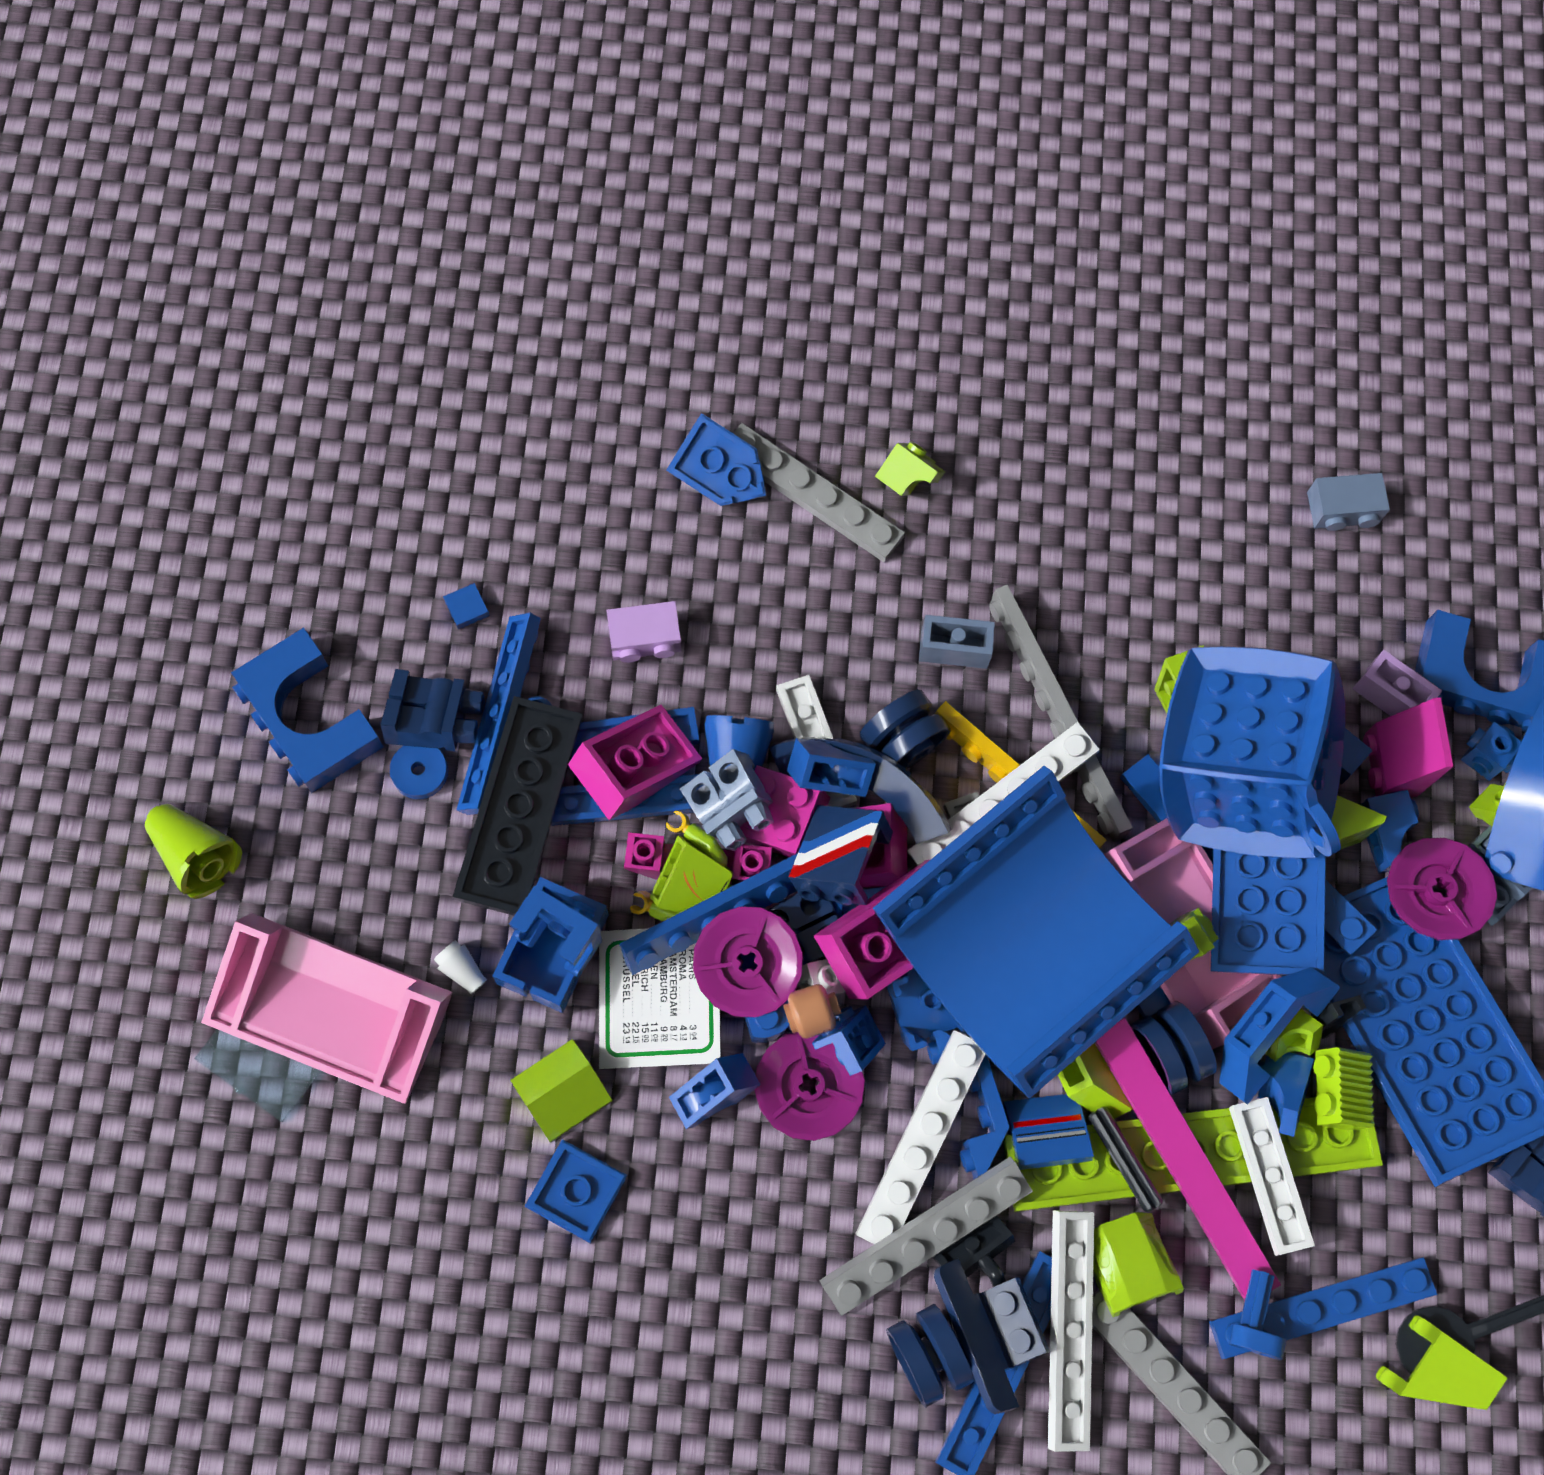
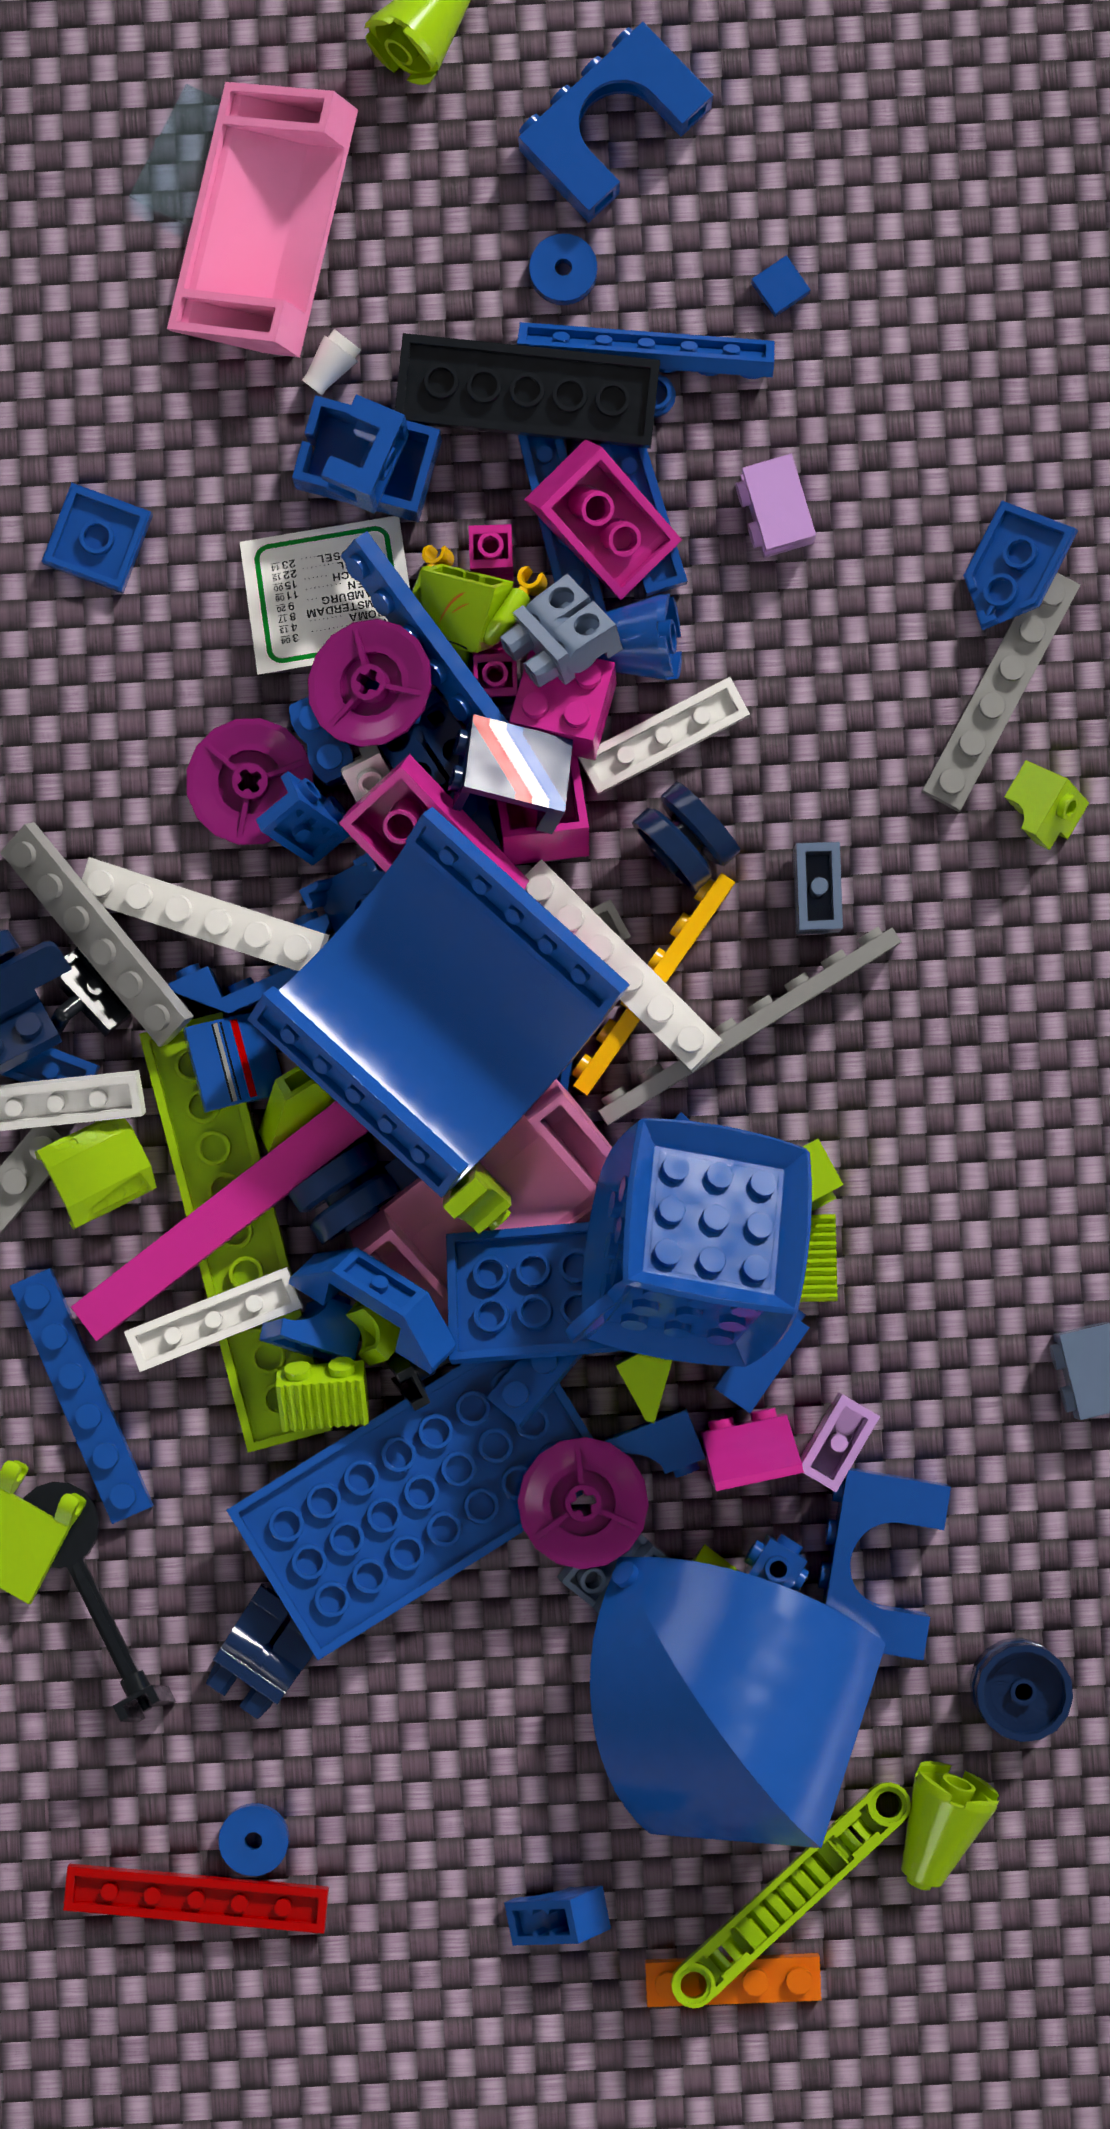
camera: 90 degrees right, 15 degrees up
(430, 712) = (632, 266): dark blue hips -> none
(561, 1090) = (206, 500): lime slope -> none
(714, 1088) = (228, 674): blue arch -> none
(812, 1011) = (319, 763): nougat head -> none
(826, 768) = (614, 744): blue arch -> none
(890, 783) = (627, 798): dark blue tile -> none
(1125, 1159) = (211, 1150): black axle -> none
(1249, 1333) = (33, 1305): blue piece -> none

